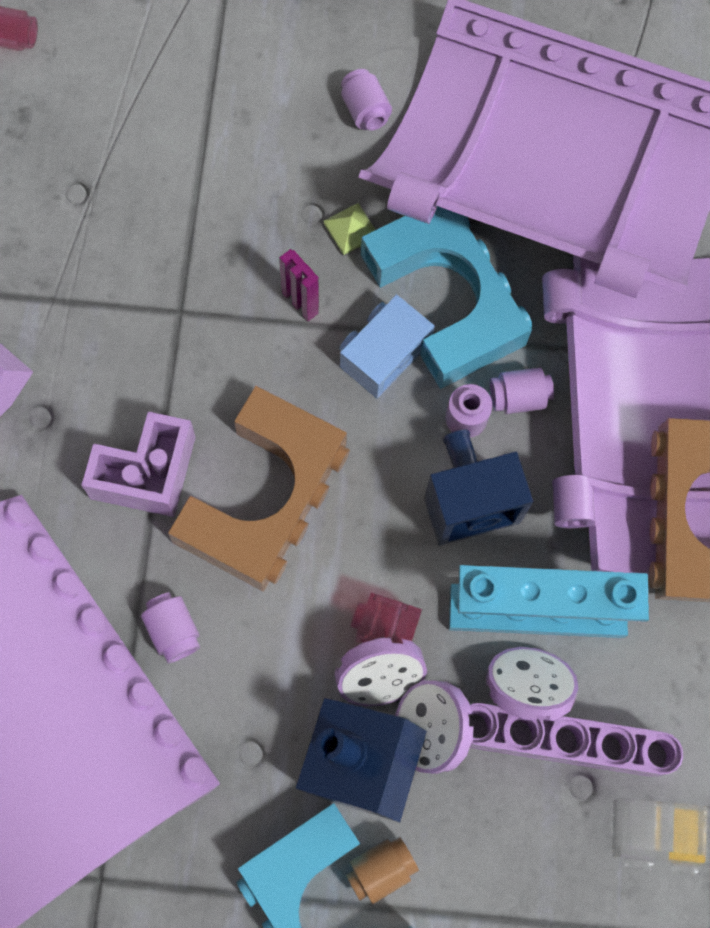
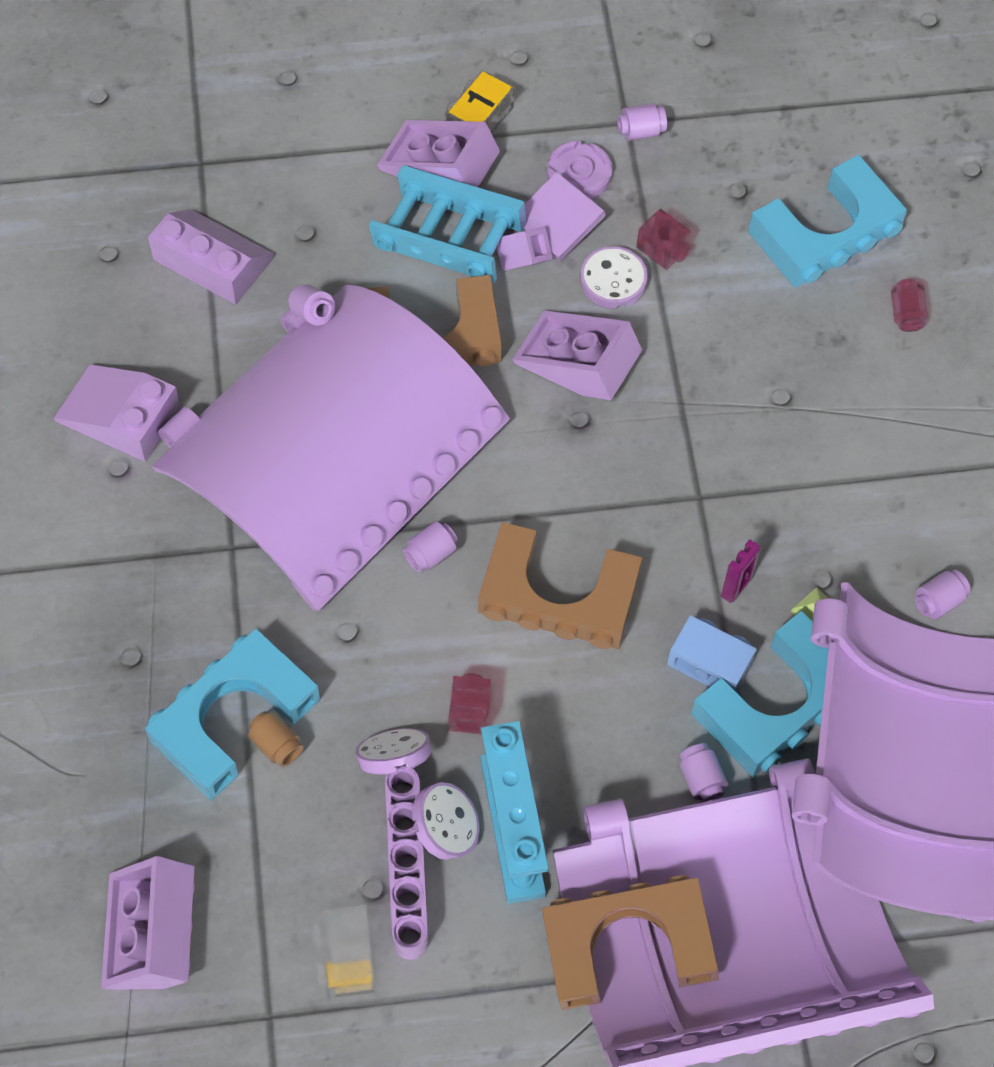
camera: 80 degrees right, 10 degrees down
(148, 478) = (551, 502): lavender brick -> none
(362, 759) = (355, 698): dark blue brick -> none
(379, 671) = (427, 699): tile -> none
(469, 409) = (669, 729): lavender brick -> none
(474, 493) = (594, 744): dark blue brick -> none

